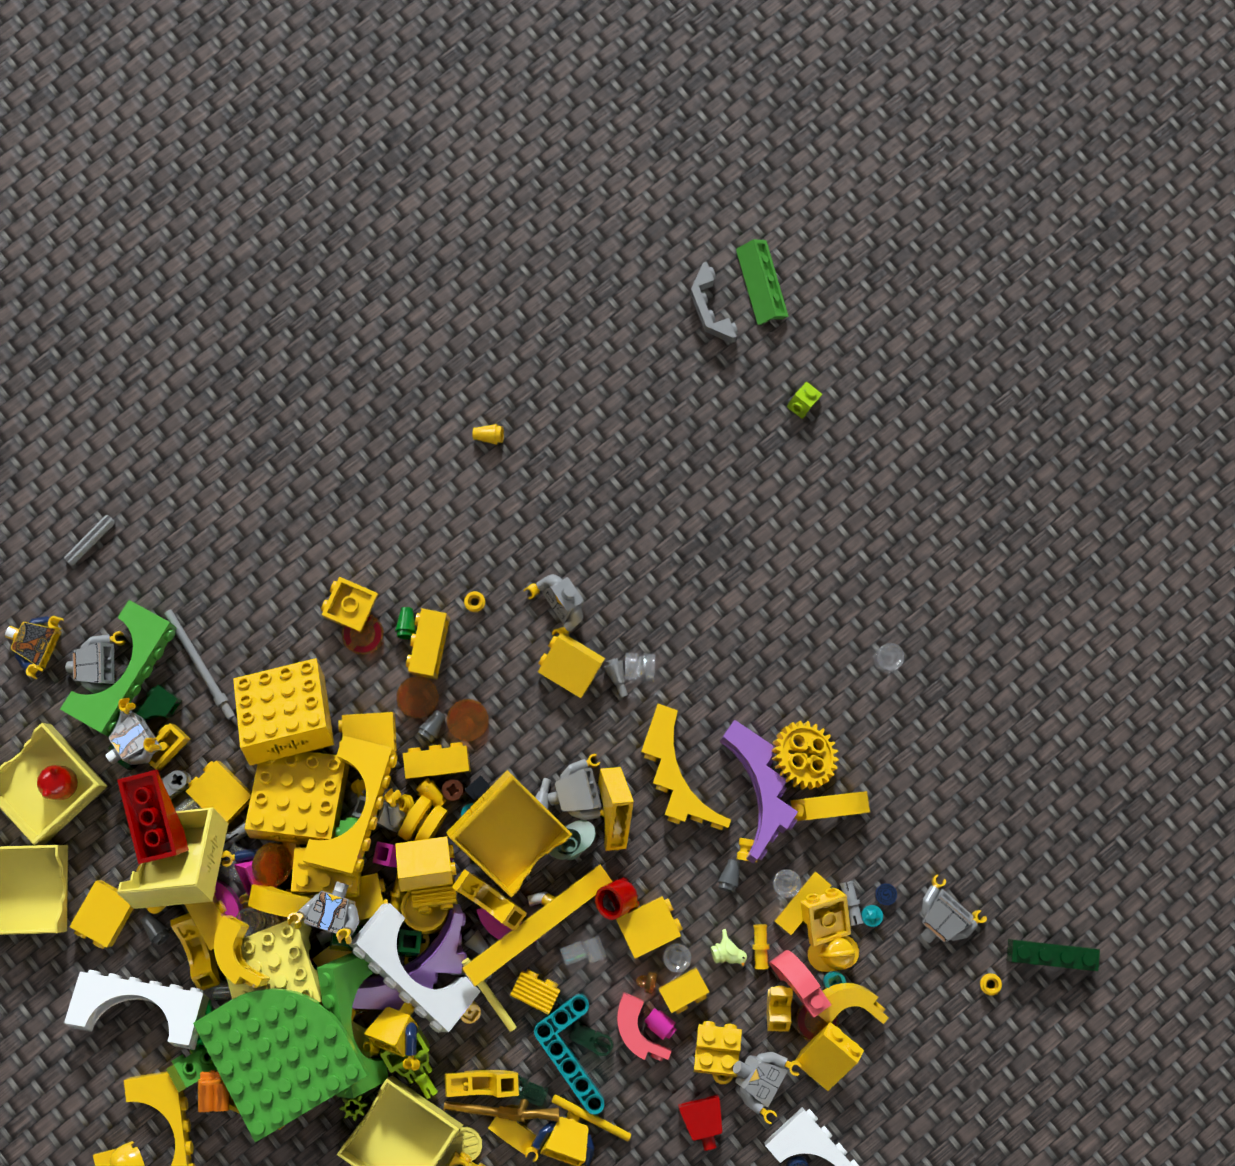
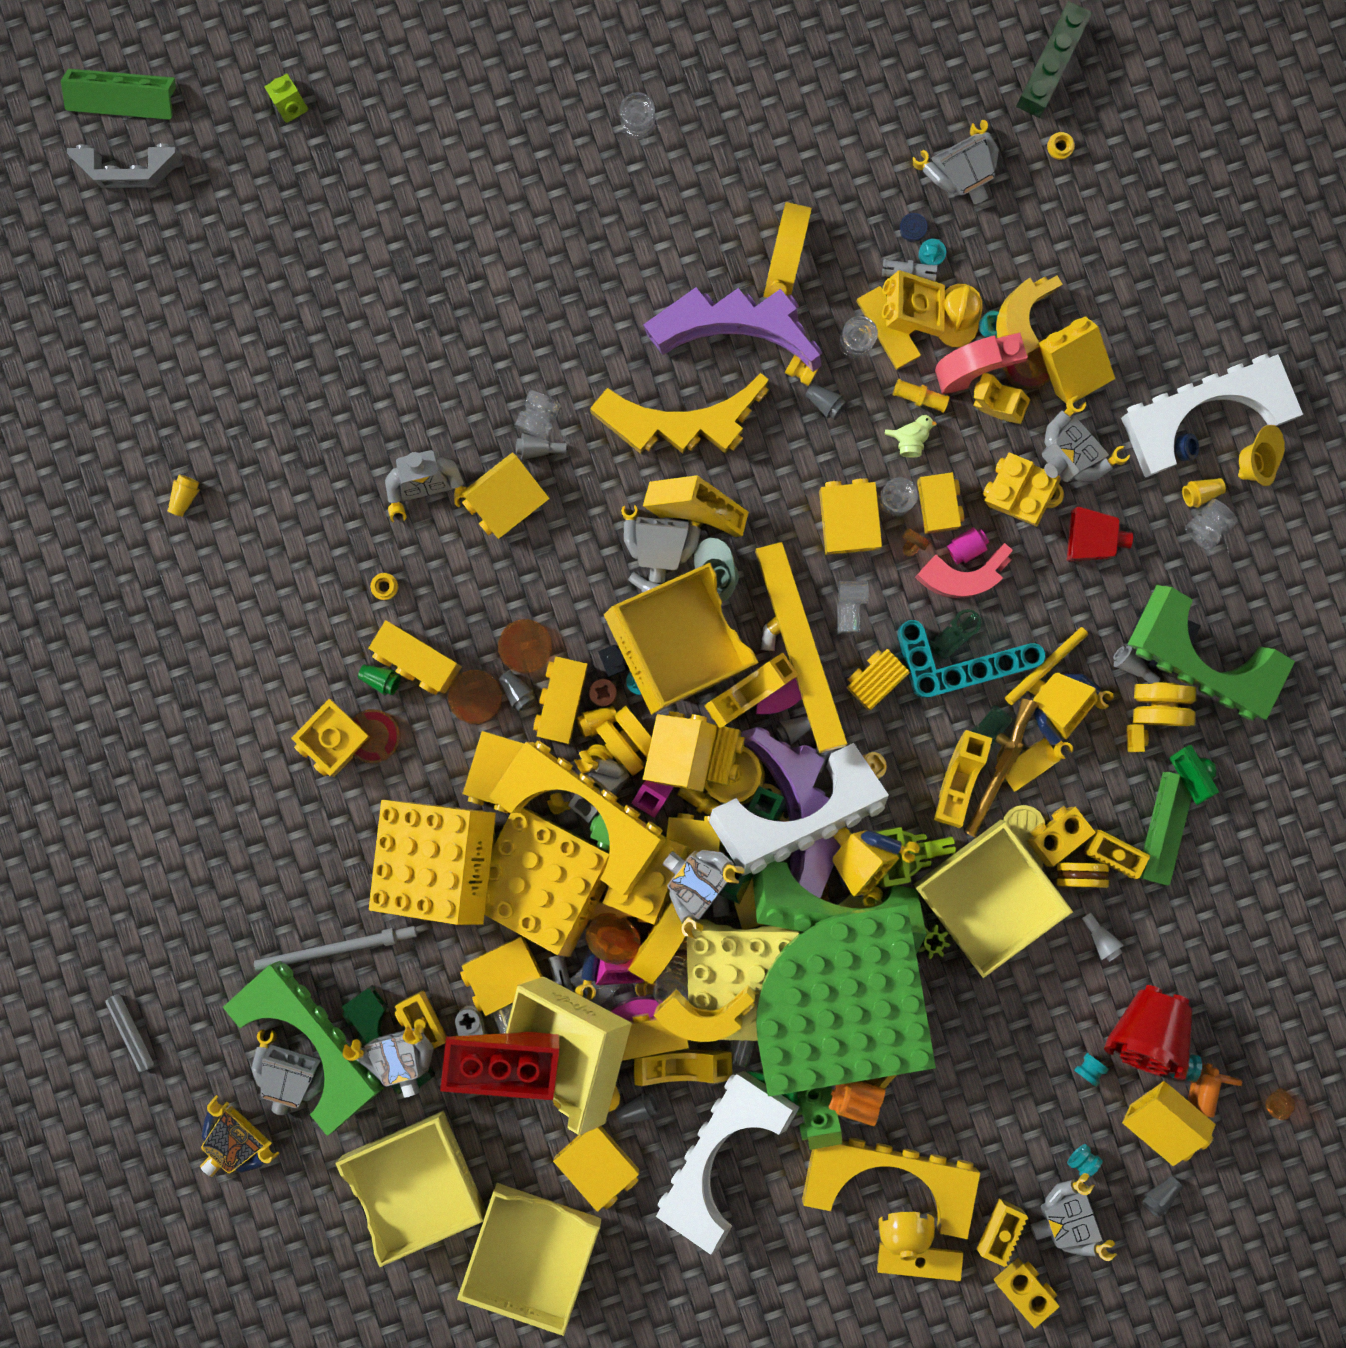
camera: 70 degrees left, 5 degrees up
(57, 782) = (416, 1169): red piece -> none
(494, 1002) = (871, 732): light yellow bar -> none
(622, 896) = (802, 536): red piece -> none
(804, 772) = (716, 257): yellow gear -> none

